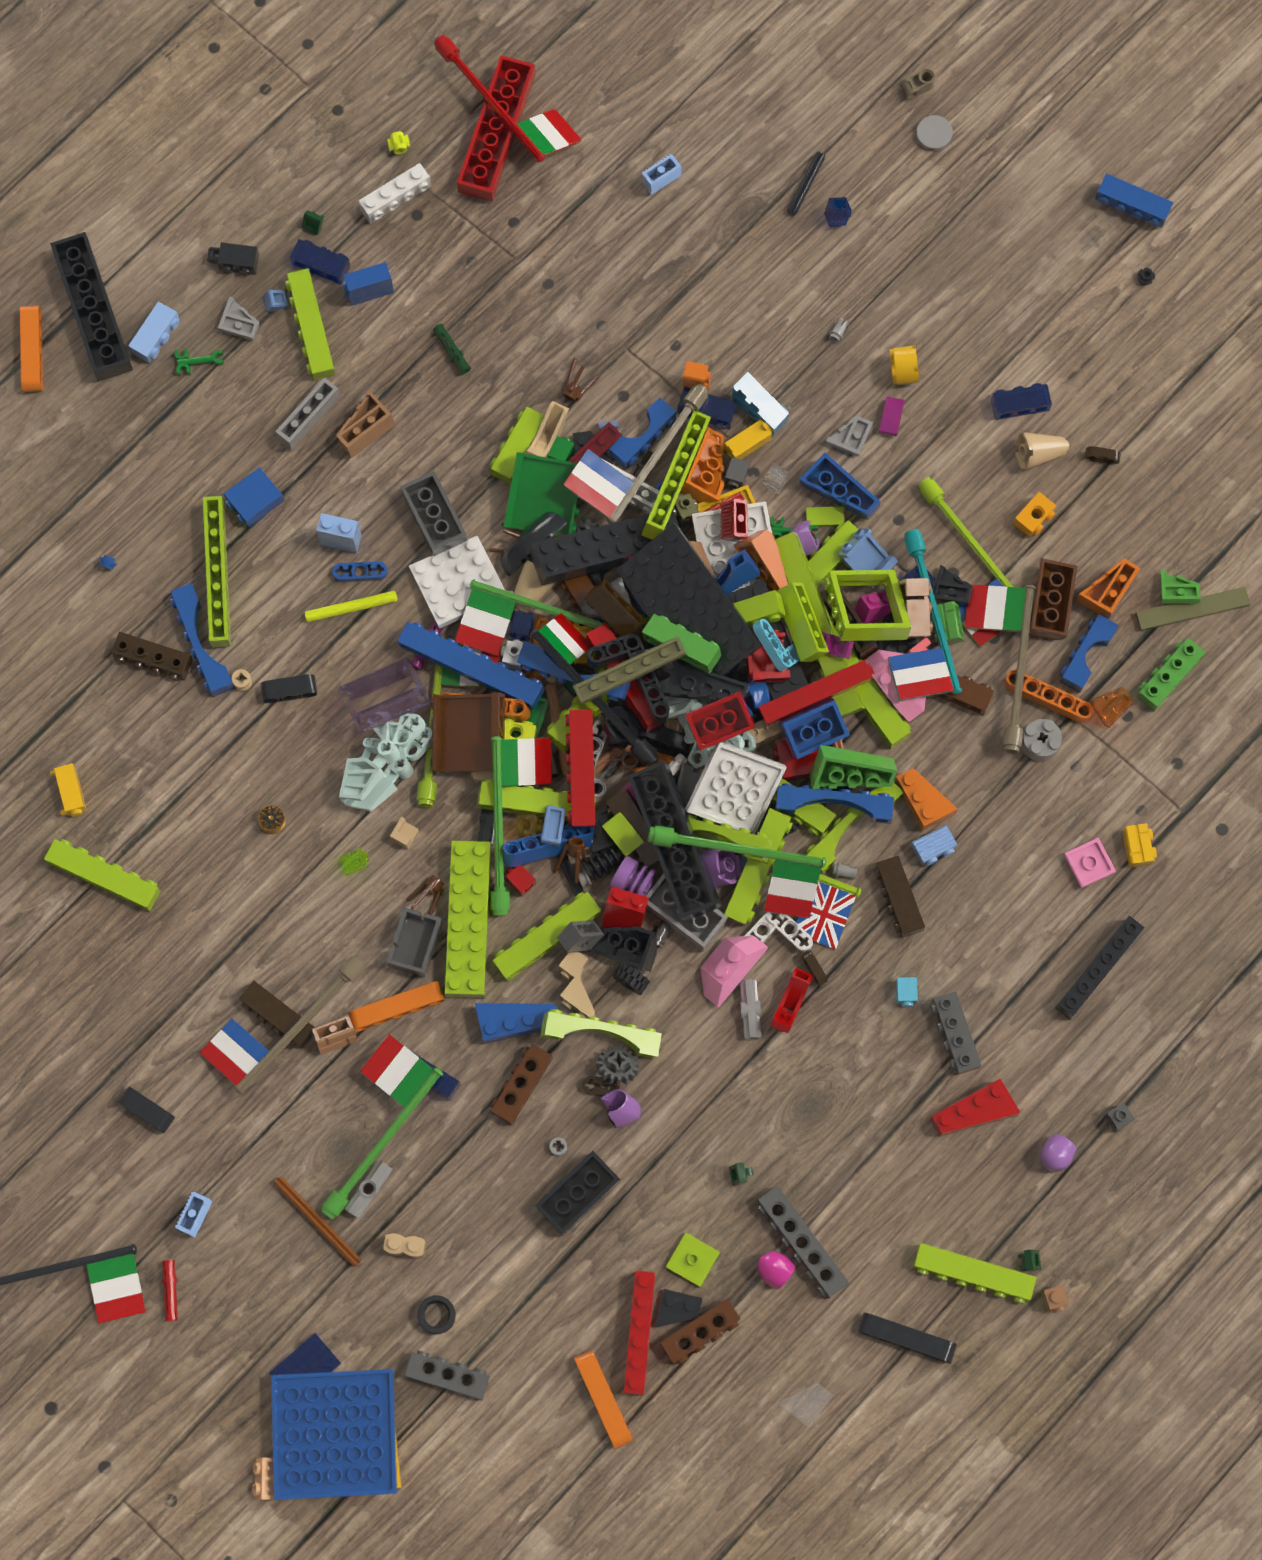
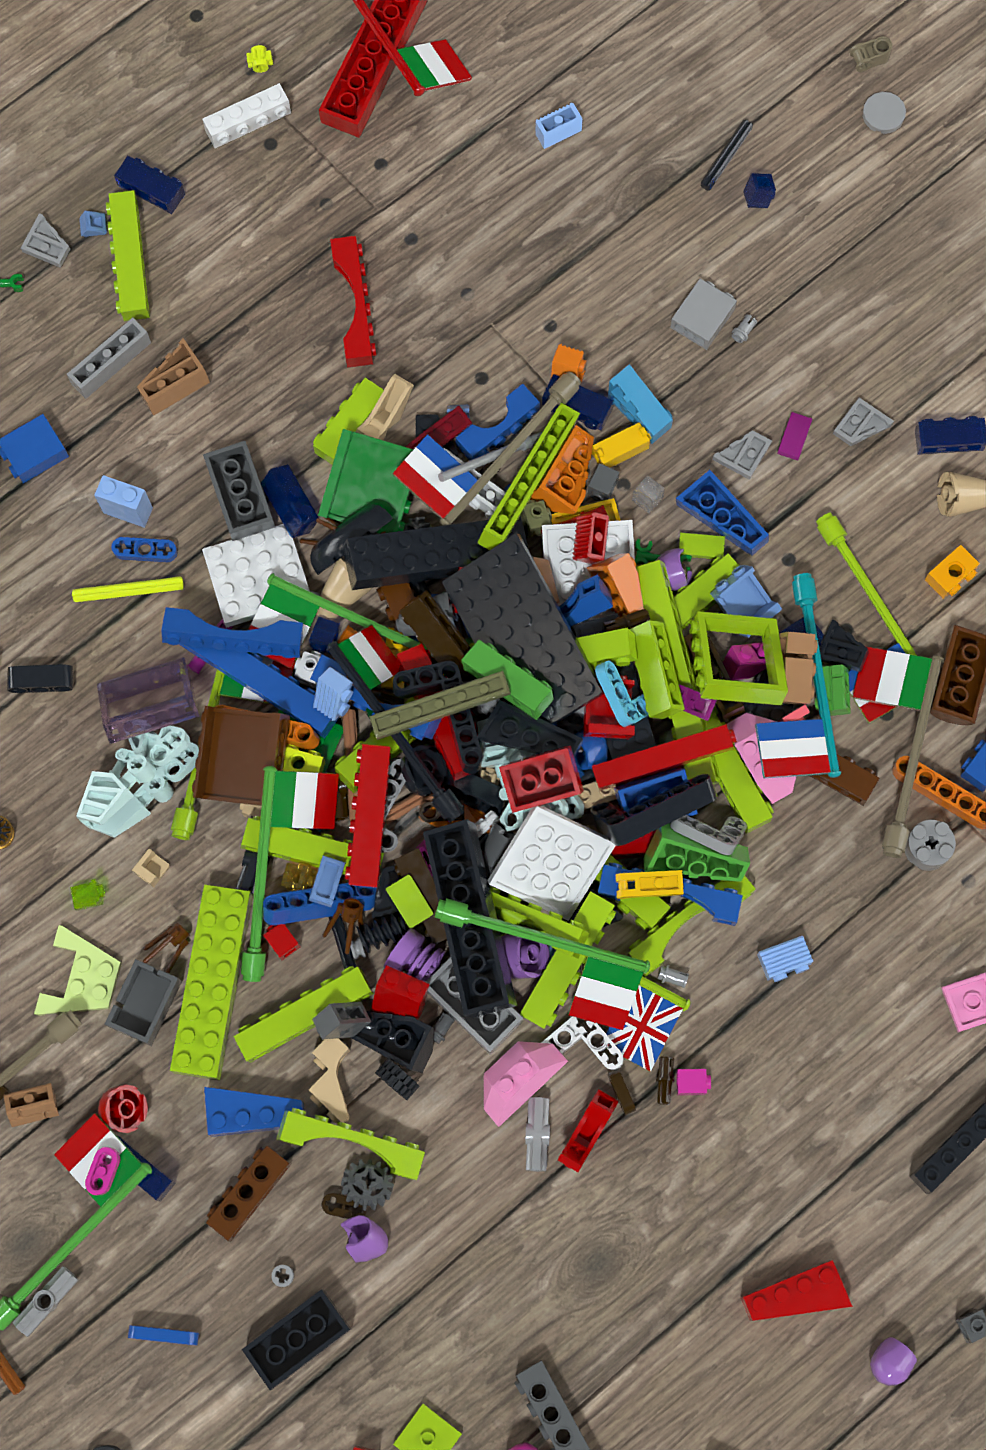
camera: 10 degrees right, 0 degrees up
(234, 258) = (52, 170): black brick -> none
(312, 222) = (147, 139): dark green tile -> none
(367, 284) = (199, 215): blue brick -> none
(367, 929) = (90, 980): none -> yellowish green wing
(396, 1006) = (101, 1079): orange beam -> none
(401, 1077) = (102, 1170): none -> dark pink plate
(410, 1028) = (123, 1108): none -> red cylinder
(410, 1246) = (71, 1375): tan brick -> none
(462, 365) = (297, 321): dark green pin -> none
(468, 1204) = (163, 1335): none -> blue beam
(477, 517) = (289, 501): none -> clear blue brick
(486, 632) = (277, 639): none -> blue arch
(496, 309) = (357, 340): none -> red arch
(539, 672) = (333, 694): none -> light blue brick
(561, 449) = (400, 432): green brick -> none
(571, 390) = (421, 364): reddish brown plant -> none
(637, 464) = (487, 458): none -> light grey bar
(739, 1173) = (497, 1338): dark green tile -> none
(774, 584) = (627, 621): none -> dark brown axle
(793, 751) = (653, 813): none -> black beam
(803, 321) = (703, 313): none -> light grey brick
(818, 796) = (650, 884): none -> yellow plate
(848, 954) = (665, 1080): none -> dark brown axle
(871, 953) = (692, 1081): none -> dark pink brick
(873, 755) = (721, 841): none -> light grey beam
(899, 896) = (736, 1016): dark brown brick -> none
(904, 365) = (817, 377): yellow brick -> none
(906, 991) = (730, 1135): medium azure brick -> none
(924, 800) = (779, 901): orange wedge -> none
(945, 399) = (861, 423): none -> light grey wing
(956, 1033) = (784, 1194): dark grey brick -> none

